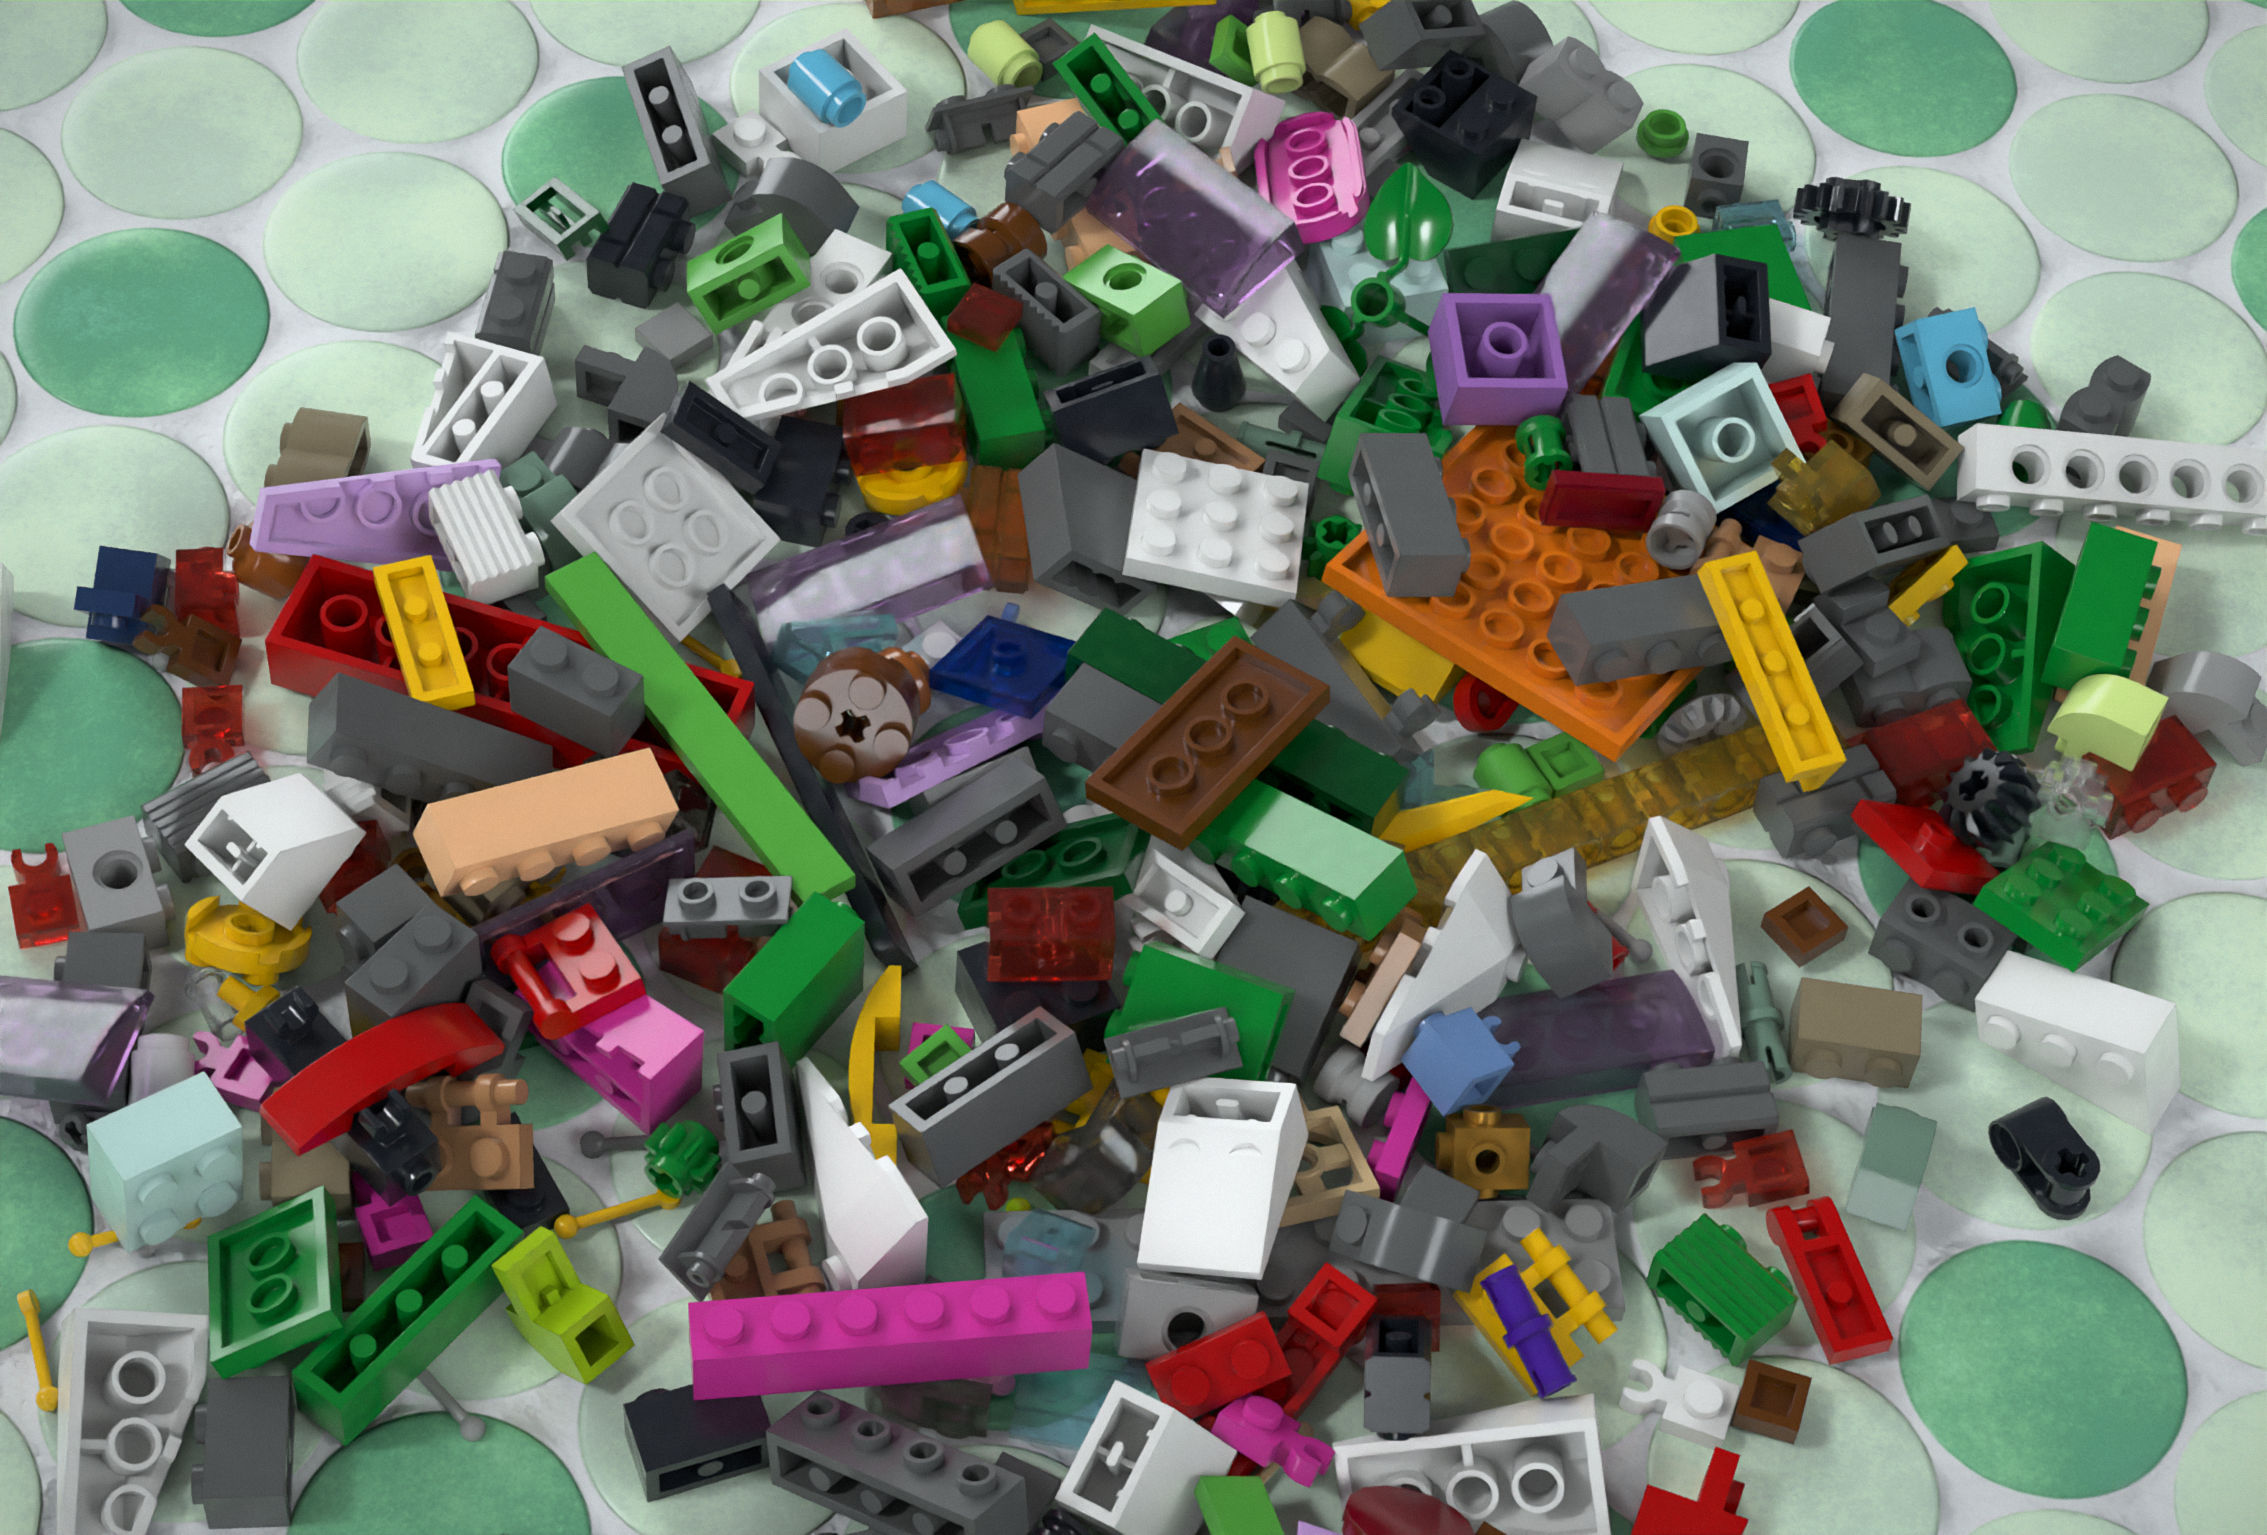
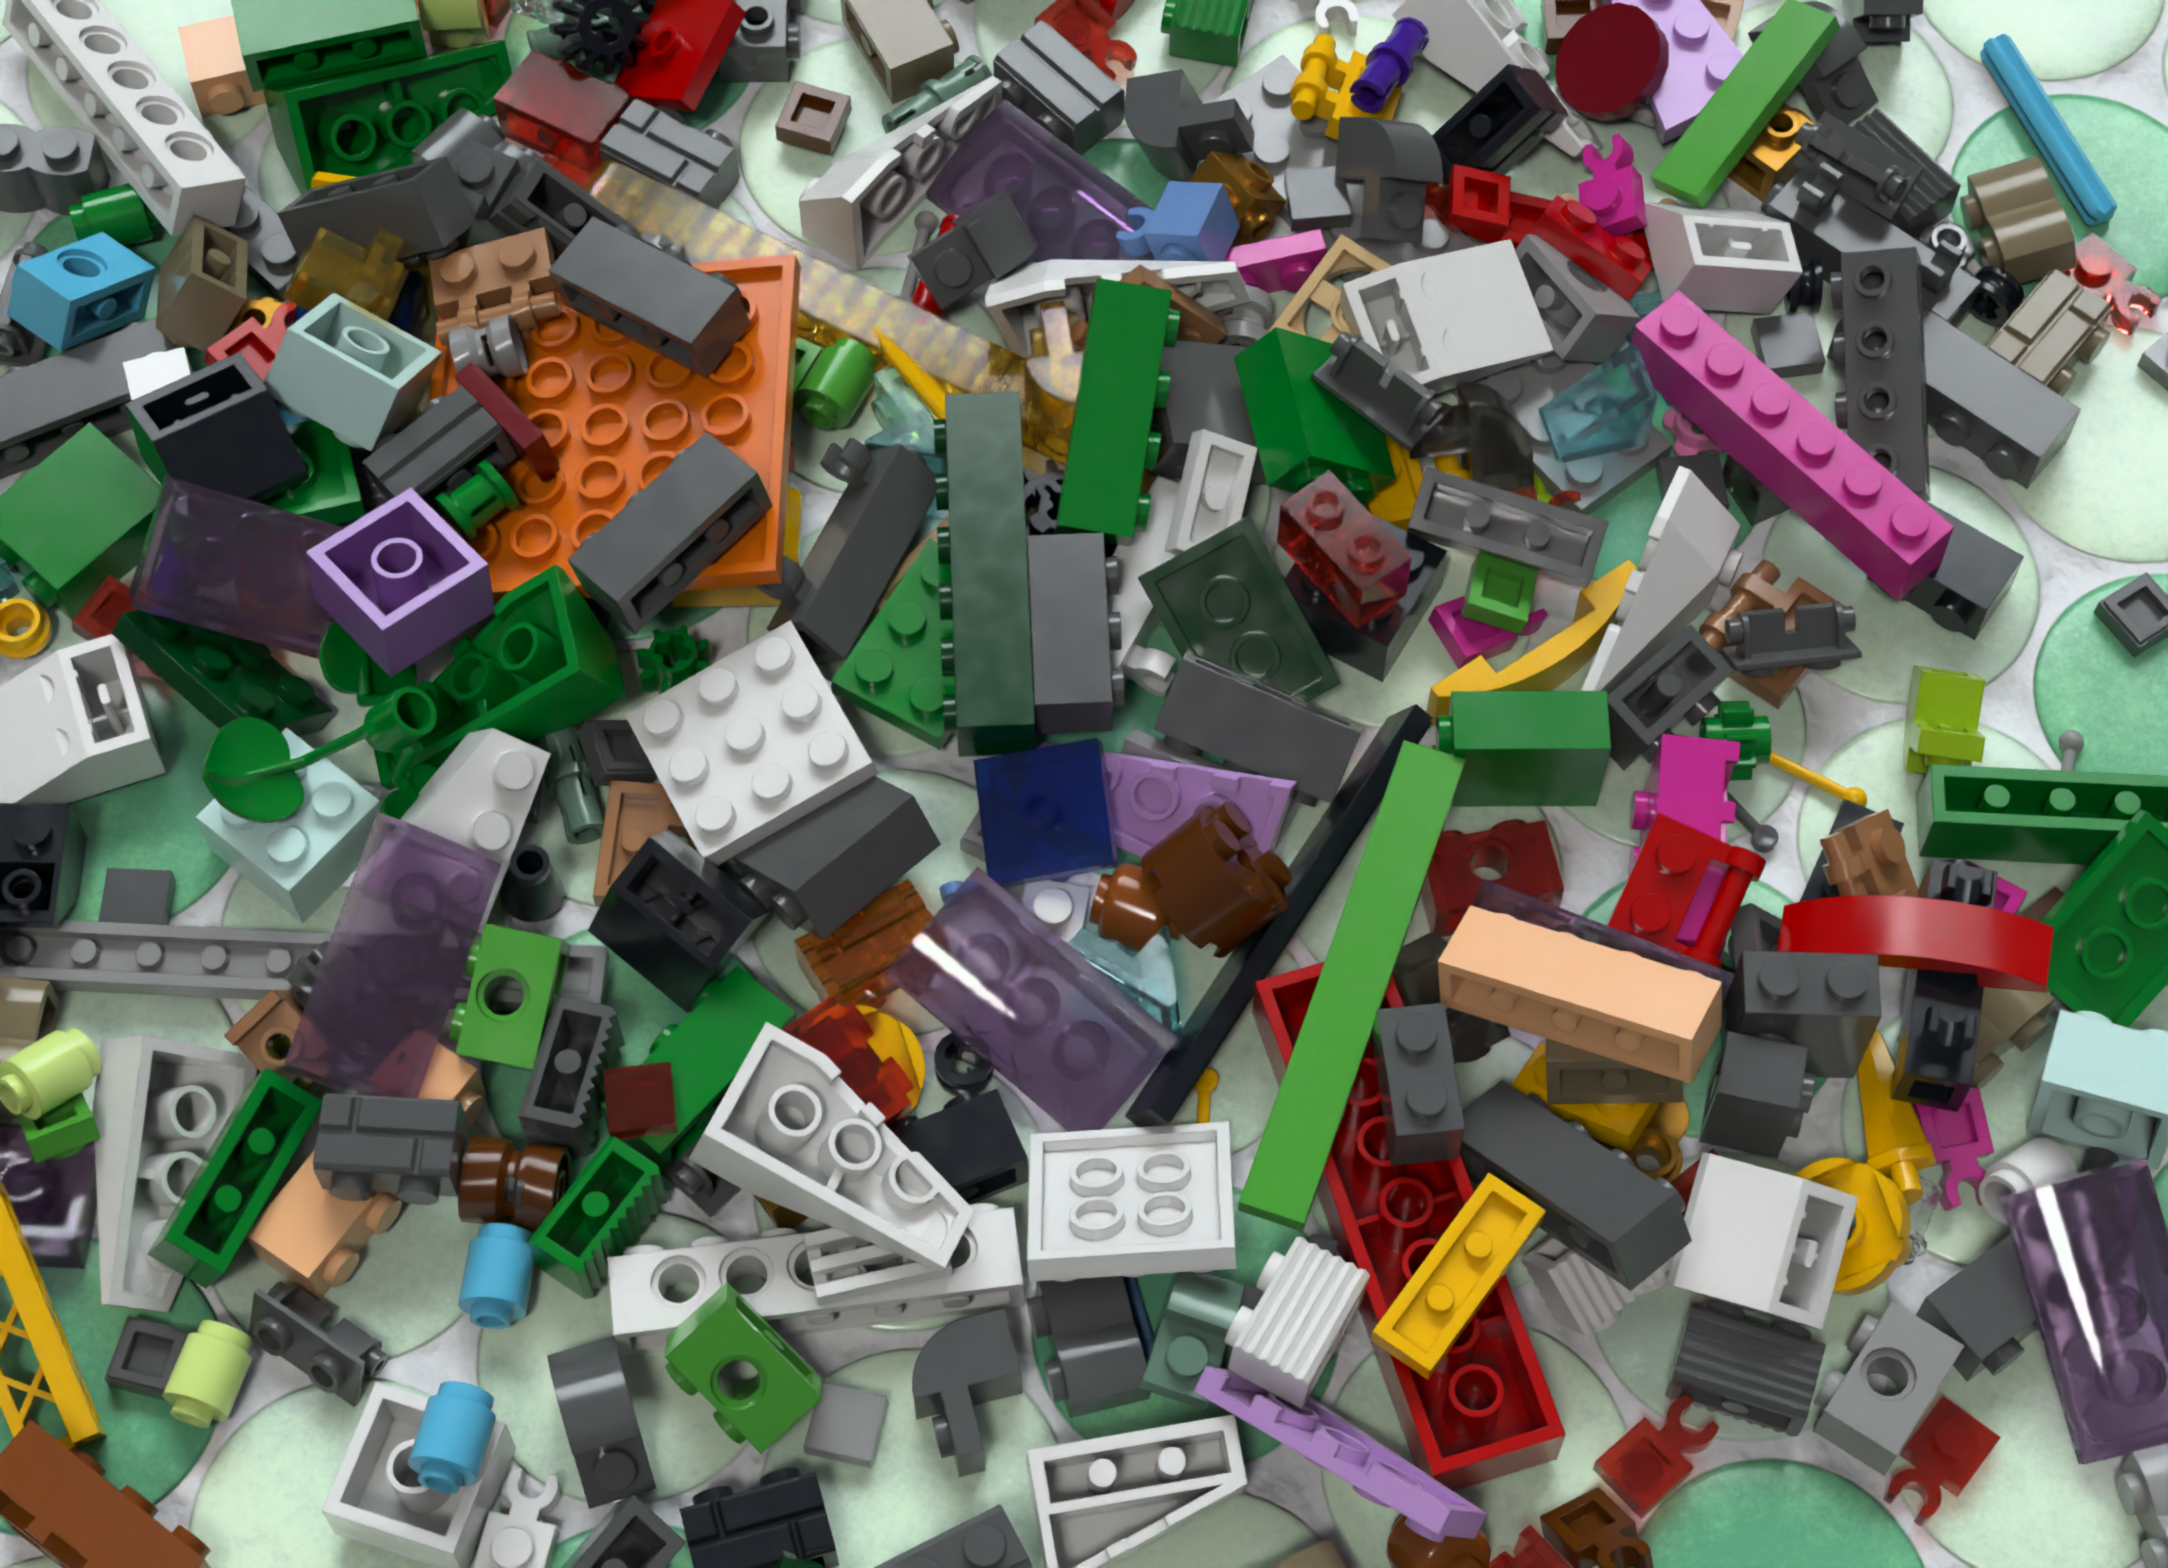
camera: 120 degrees left, 10 degrees up
(709, 905) = (1517, 816): dark grey hinge -> none
(721, 437) = (1008, 1199): black plate -> none
(1207, 742) = (1063, 529): reddish brown plate -> none
(1314, 174) = (207, 941): dark pink tile -> none
(1772, 669) = (623, 181): yellow fence -> none

